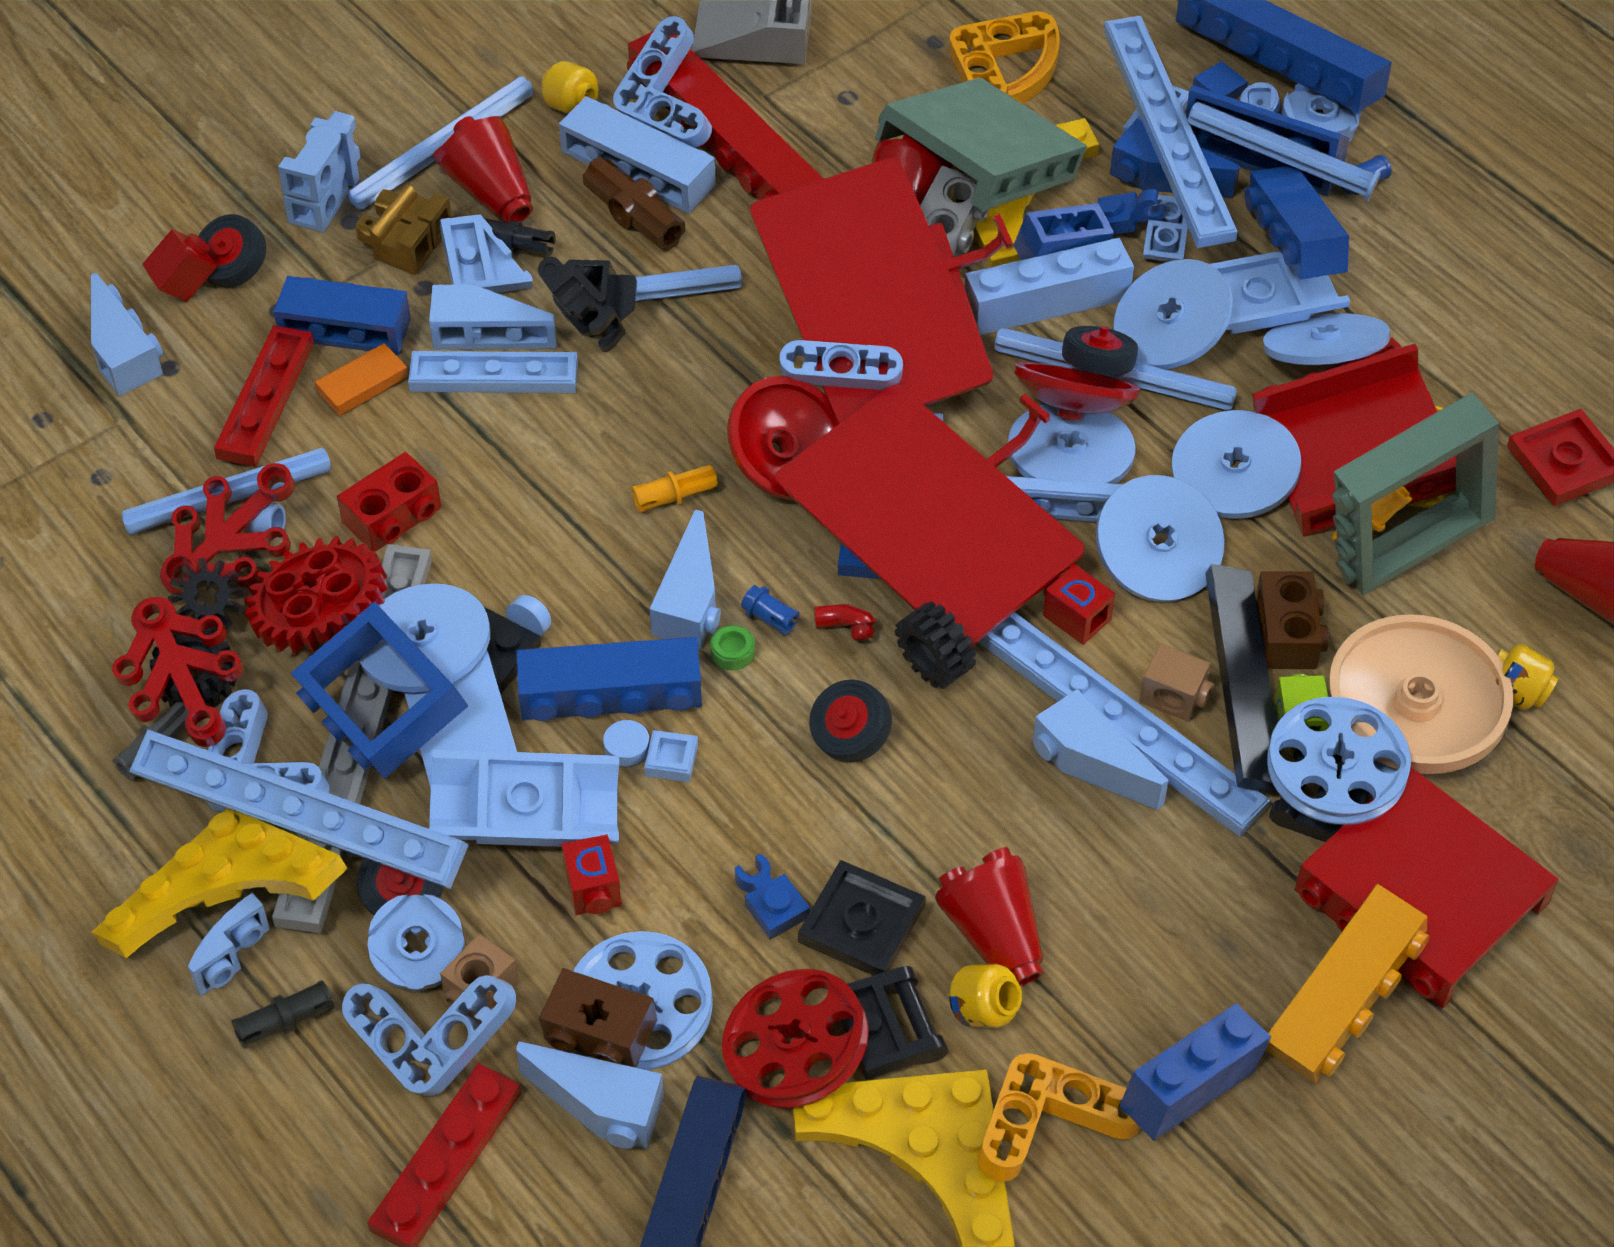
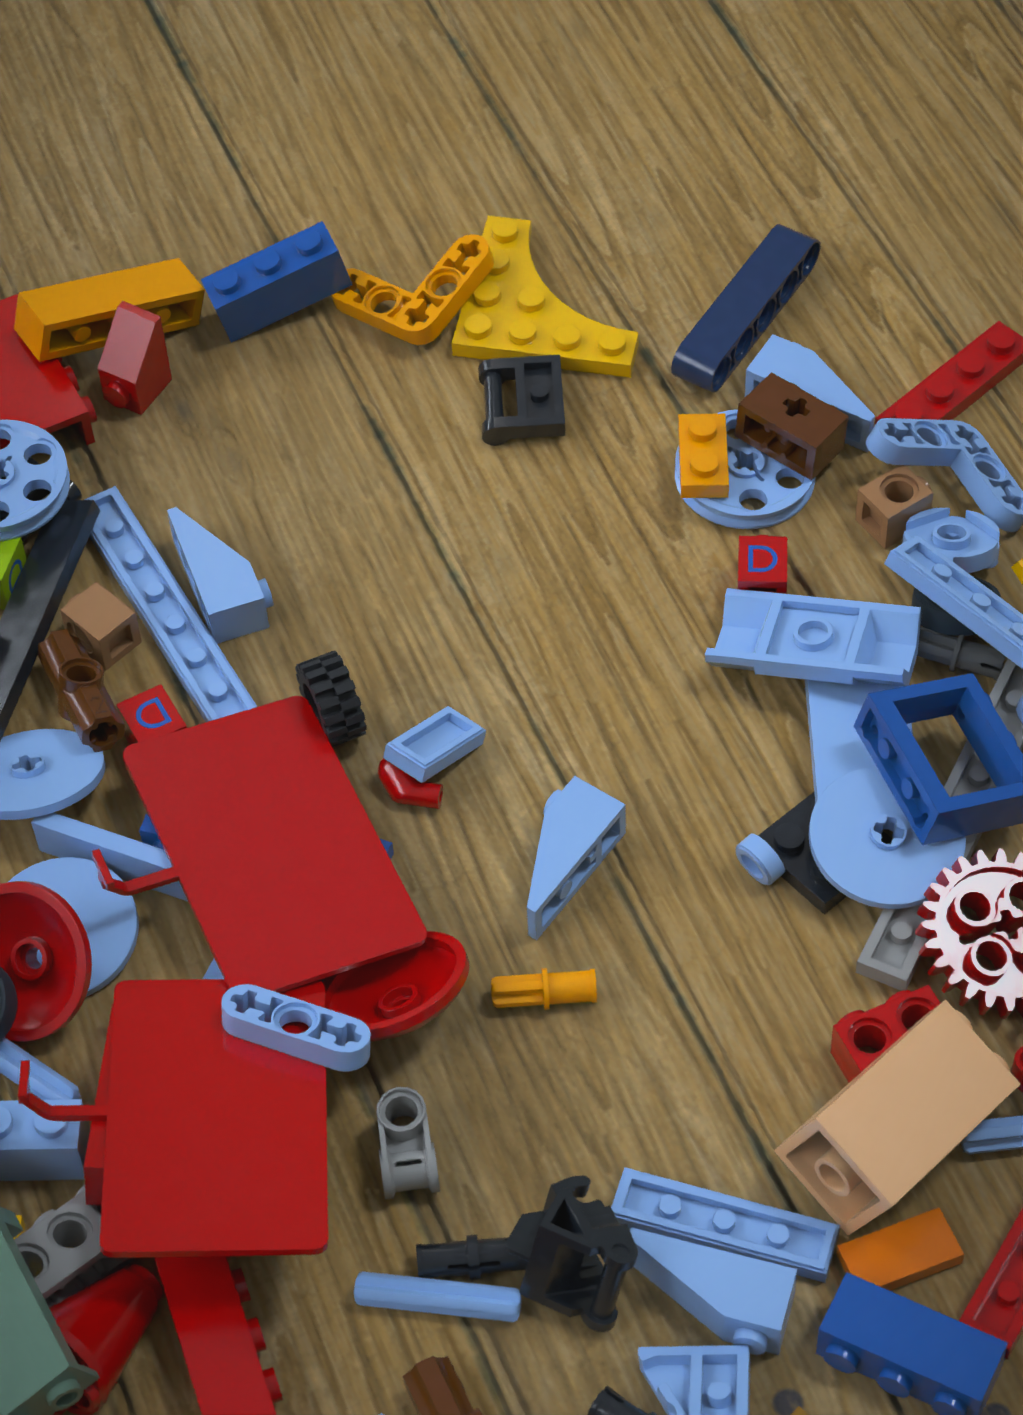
camera: 160 degrees left, 0 degrees up
(373, 412) = (898, 1118): none -> light nougat slope
(609, 678) = (689, 765): blue brick -> none
(628, 741) = (688, 708): light blue tile -> none
(666, 308) = (466, 1258): none -> black pin
(671, 756) = (645, 687): light blue tile -> none
(681, 978) = (703, 456): none -> light orange plate
(732, 647) = (537, 784): bright green tile -> none
(736, 356) = (405, 1151): none -> light grey piece
(769, 609) = (496, 818): blue pin -> none
(771, 902) = (591, 528): blue plate -> none
(800, 1054) = (618, 405): red wedge -> none
(833, 643) = (434, 744): none -> light blue tile
(850, 720) = (449, 659): black wheel -> none
(861, 919) = (512, 484): black plate -> none
(984, 996) = (429, 384): yellow head -> none
(995, 912) = (390, 451): red cone -> none
(1137, 590) = (81, 690): none -> reddish brown piece
(1289, 946) = (134, 359): none -> red slope

